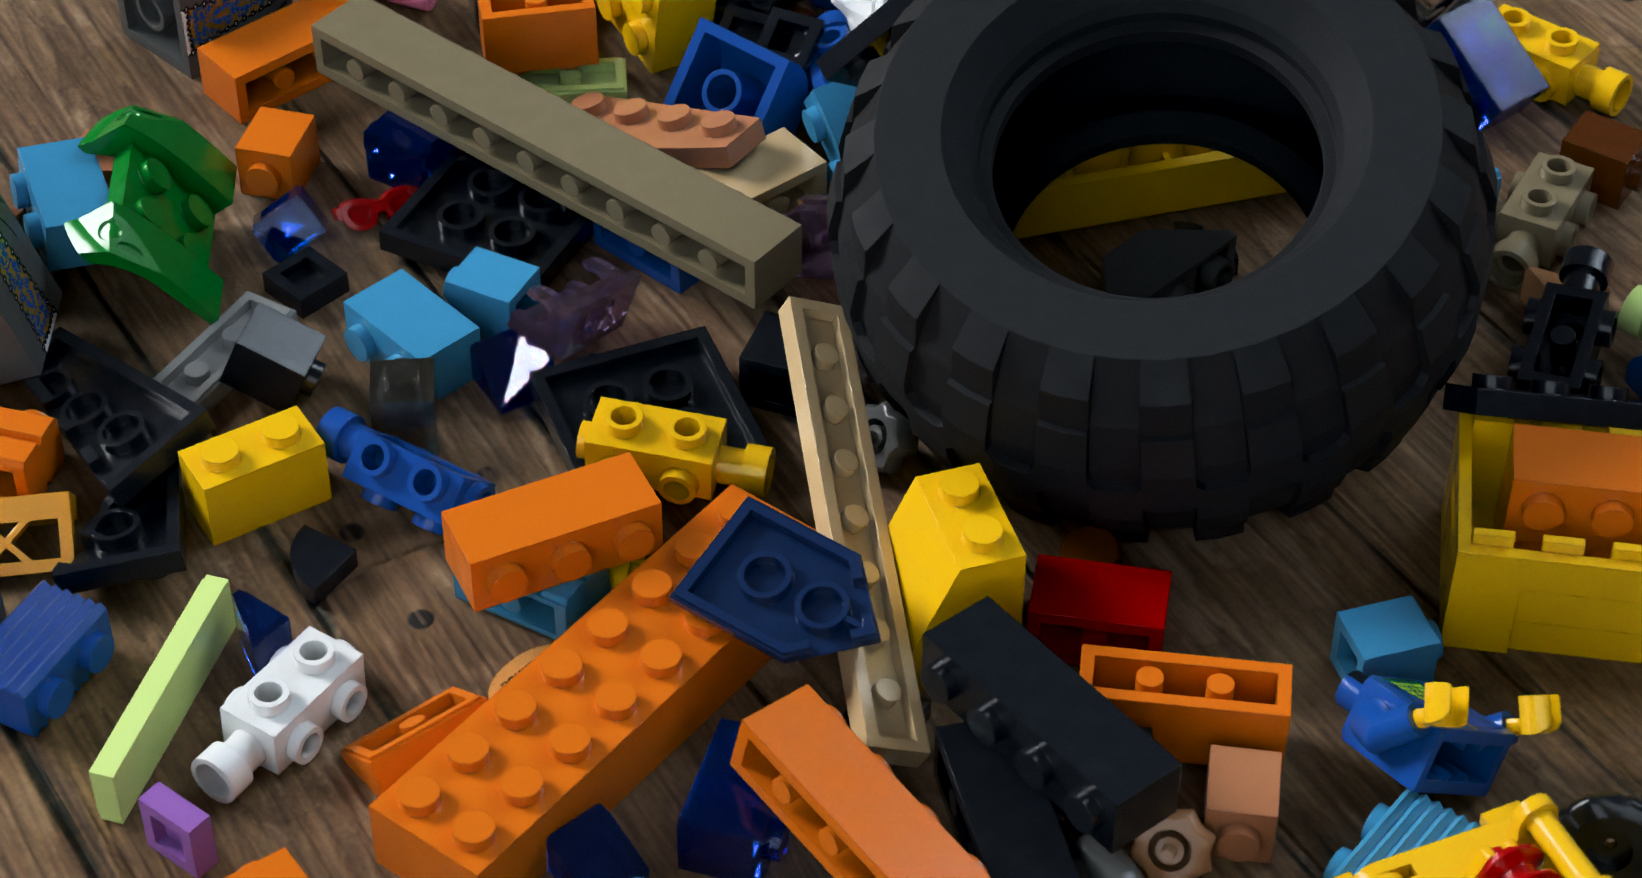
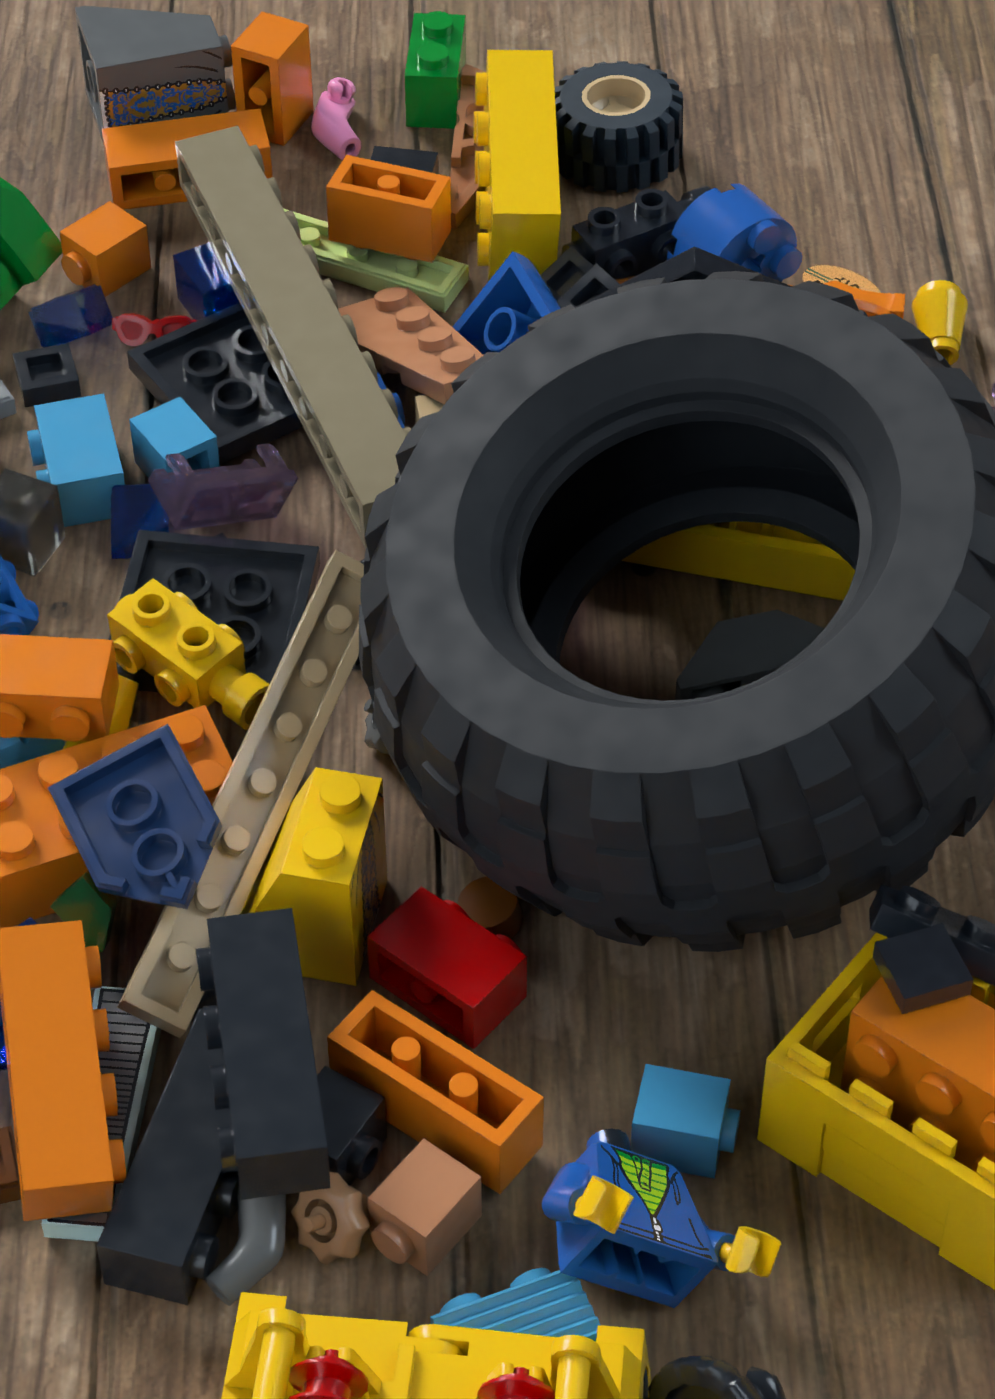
camera: 30 degrees right, 5 degrees up
(754, 685) = (94, 908): none -> dark green piece
(1546, 423) = (922, 968): none -> black tile

